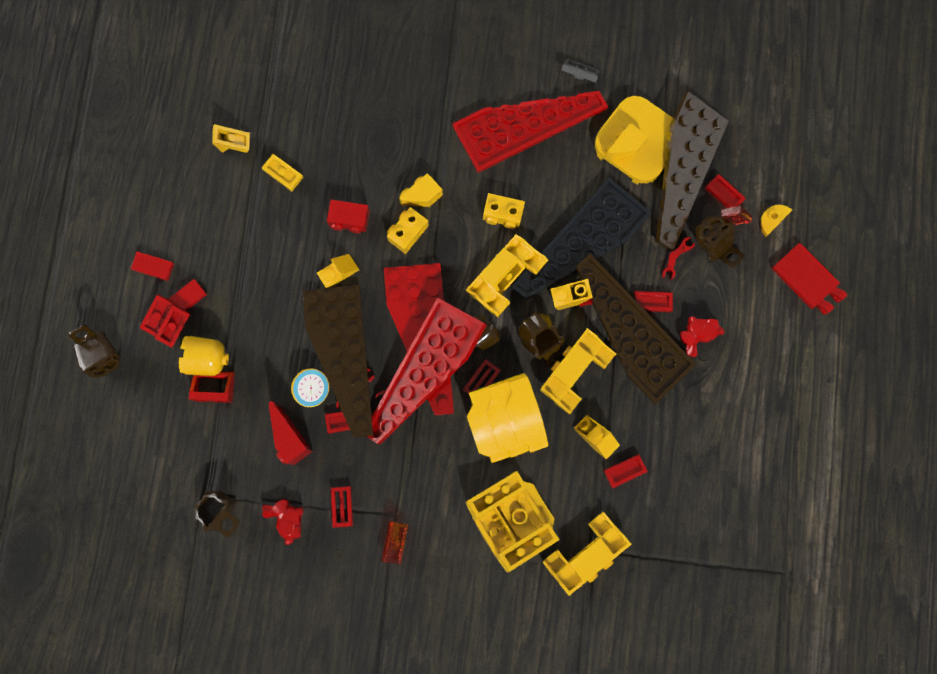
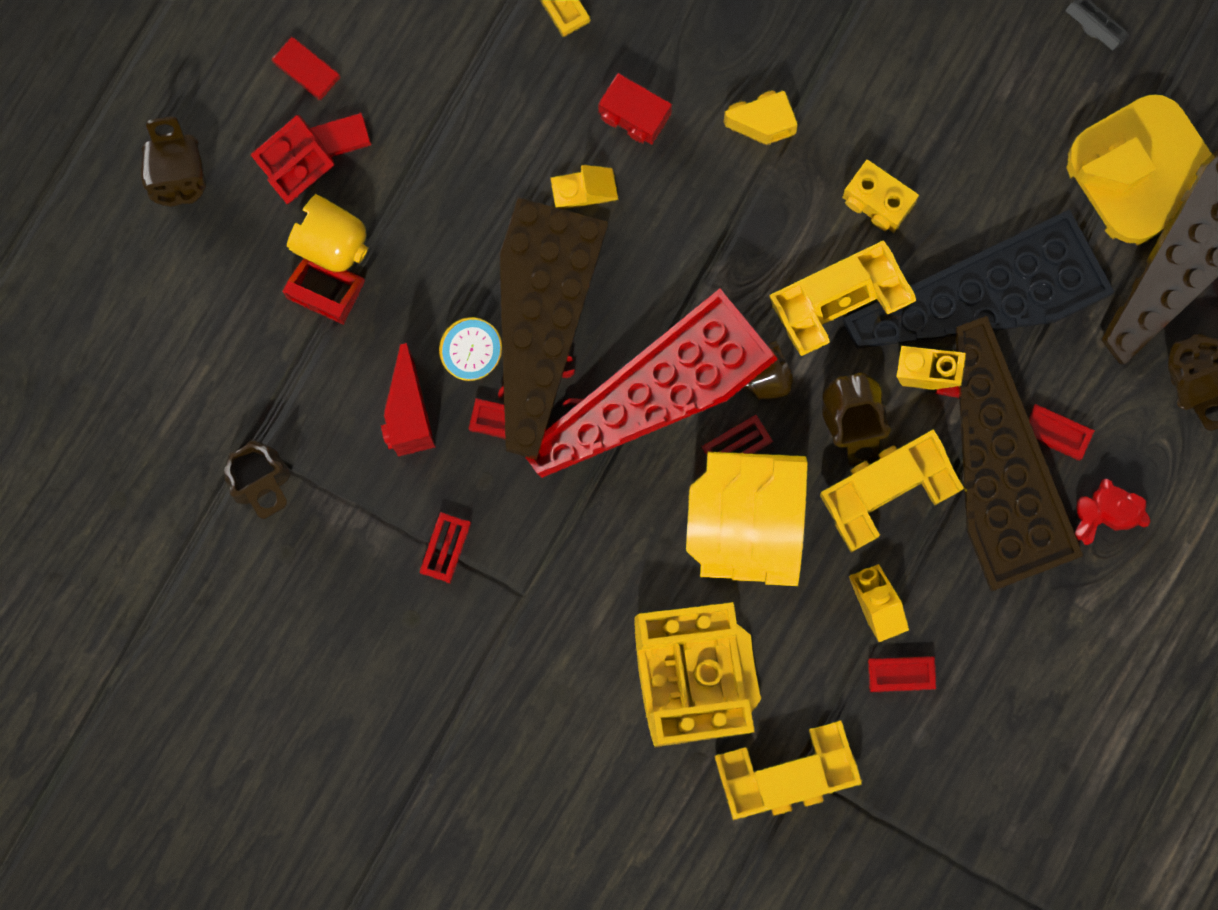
camera: 30 degrees right, 0 degrees up
(287, 519) = (358, 531): red animal -> none
(394, 542) = (503, 633): clear red plate -> none
(407, 230) = (717, 167): yellow brick -> none
(409, 298) = (675, 275): red wing -> none
(508, 130) = (940, 72): red wing -> none
(673, 256) = (1122, 373): red piece -> none

